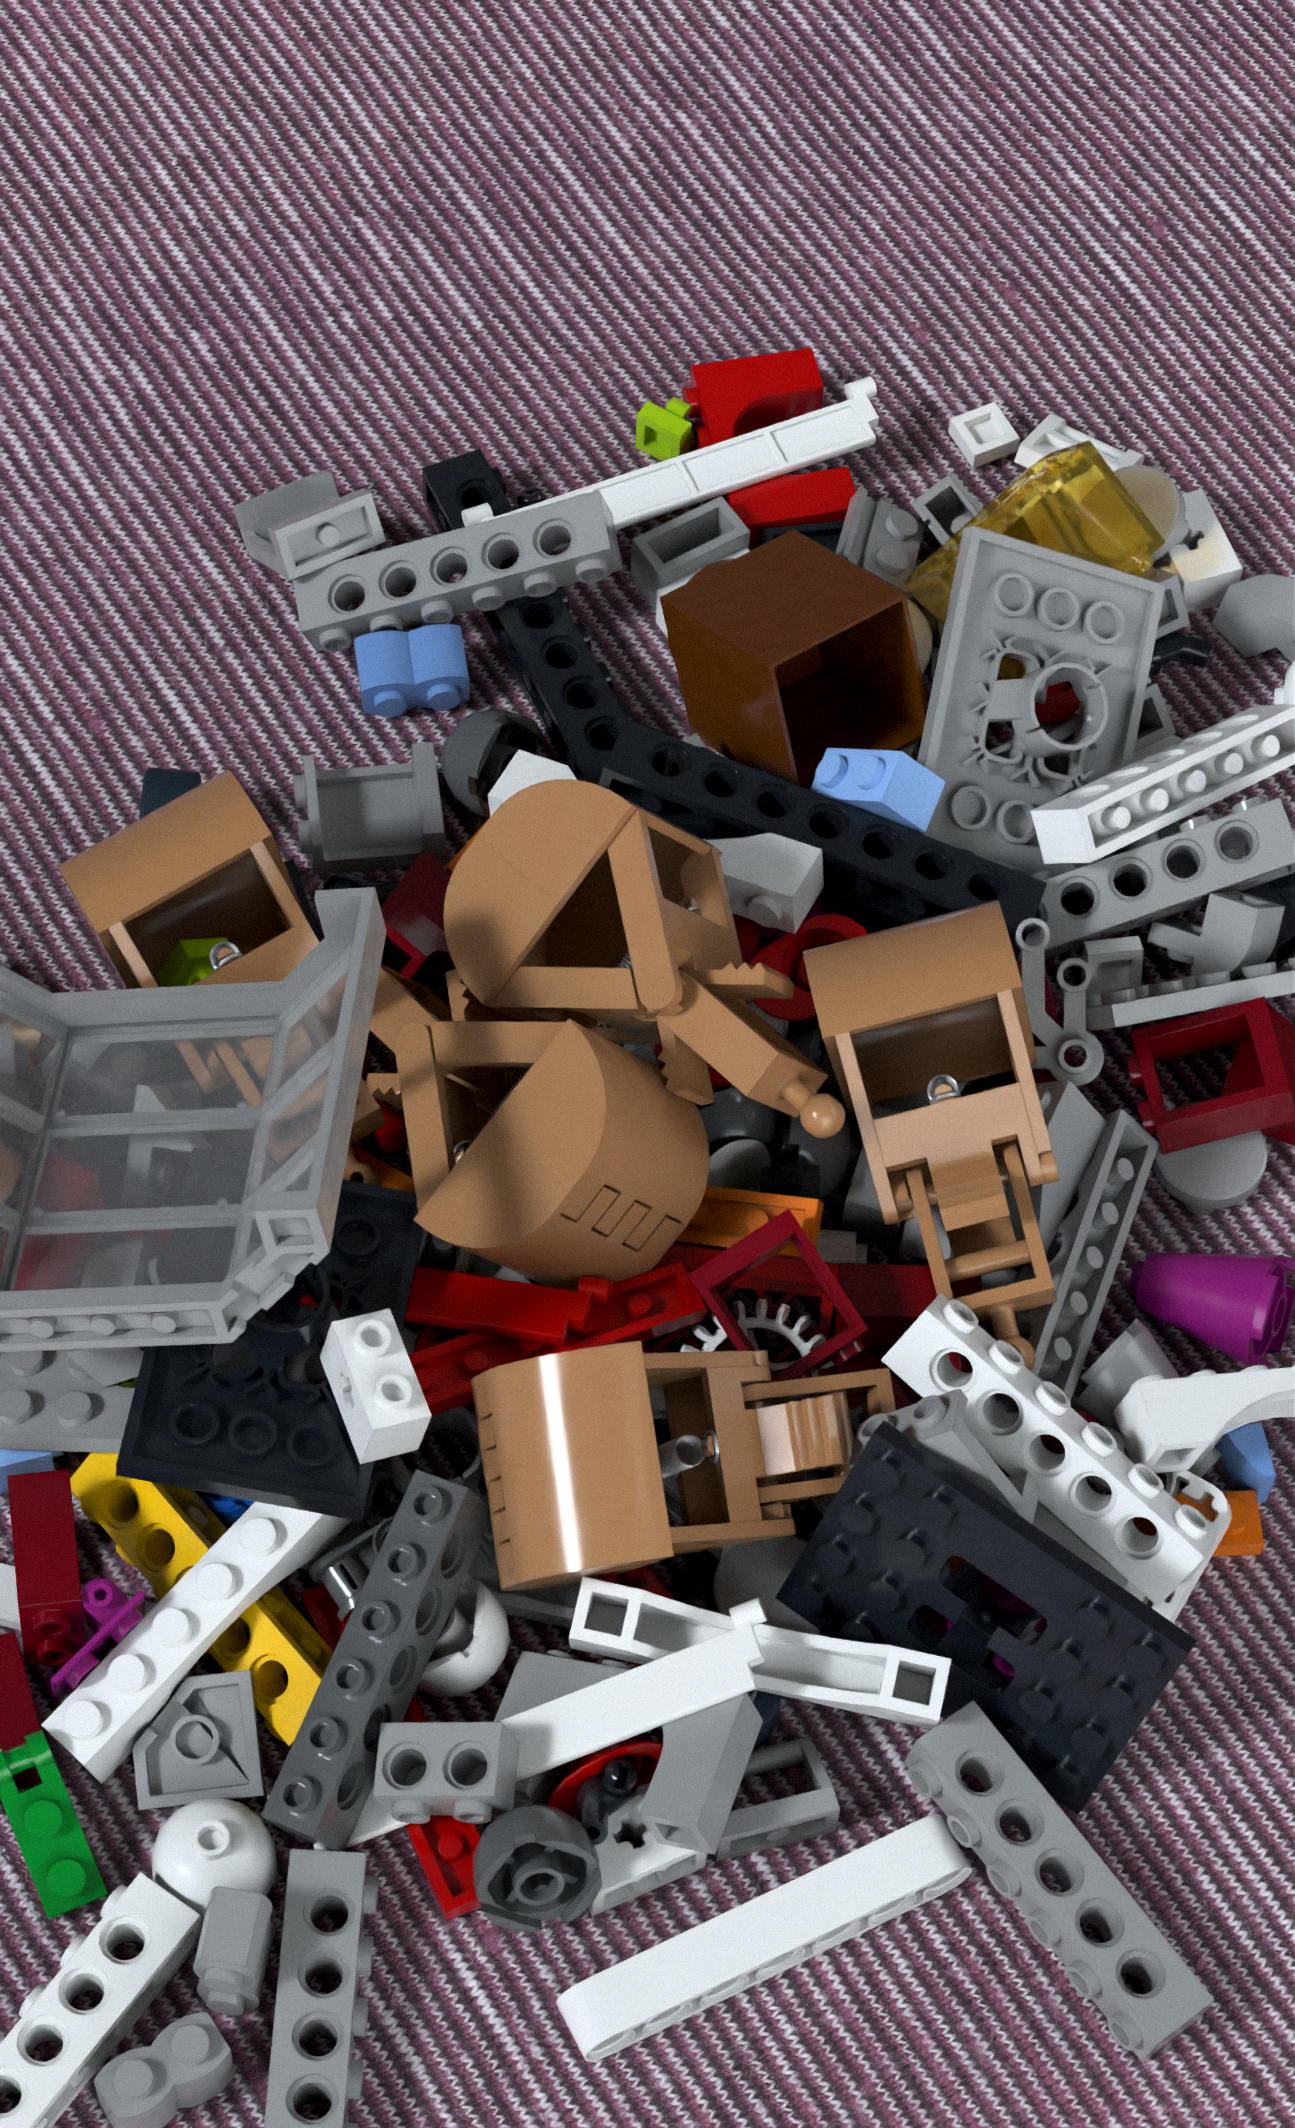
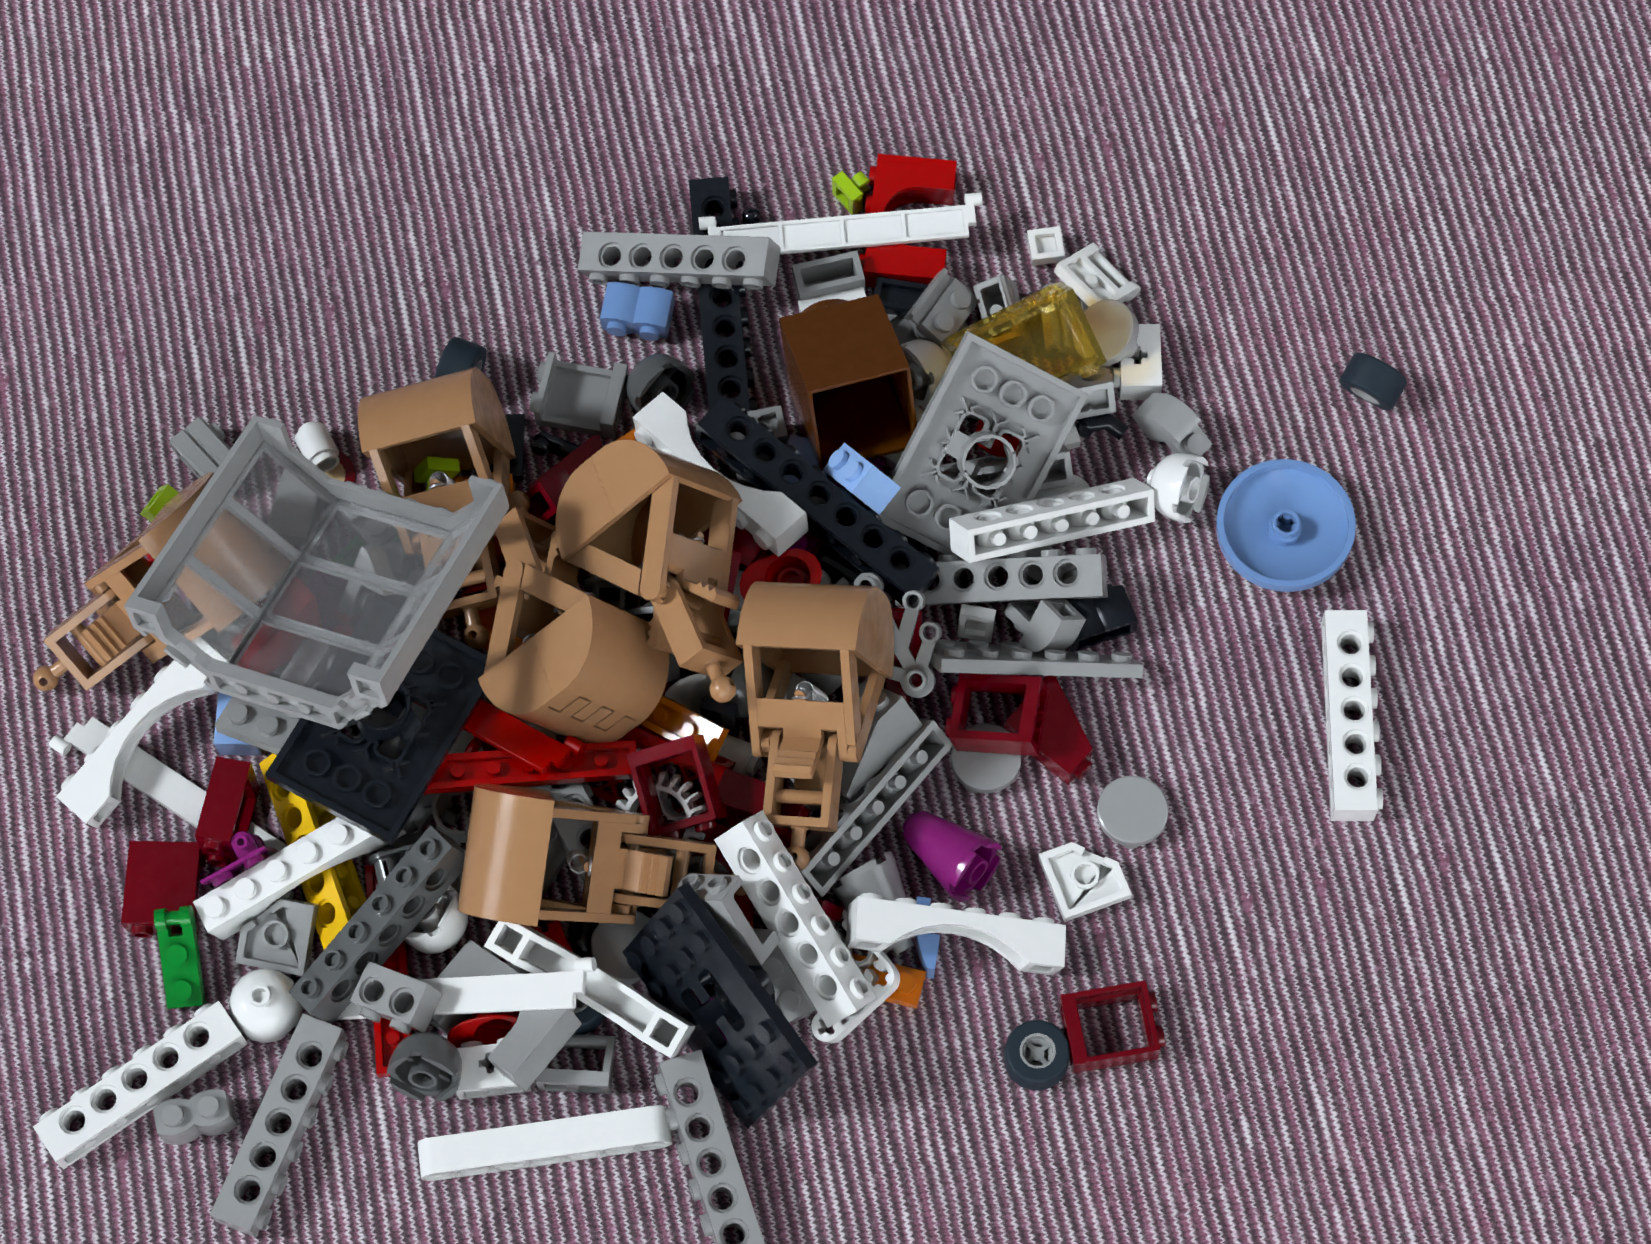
camera: 25 degrees right, 10 degrees up
(234, 1950) = (252, 1061): light grey brick -> none
(308, 525) = (606, 200): light grey panel -> none
(375, 1386) = (418, 773): white brick -> none
(604, 1795) = (478, 1038): black arm -> none

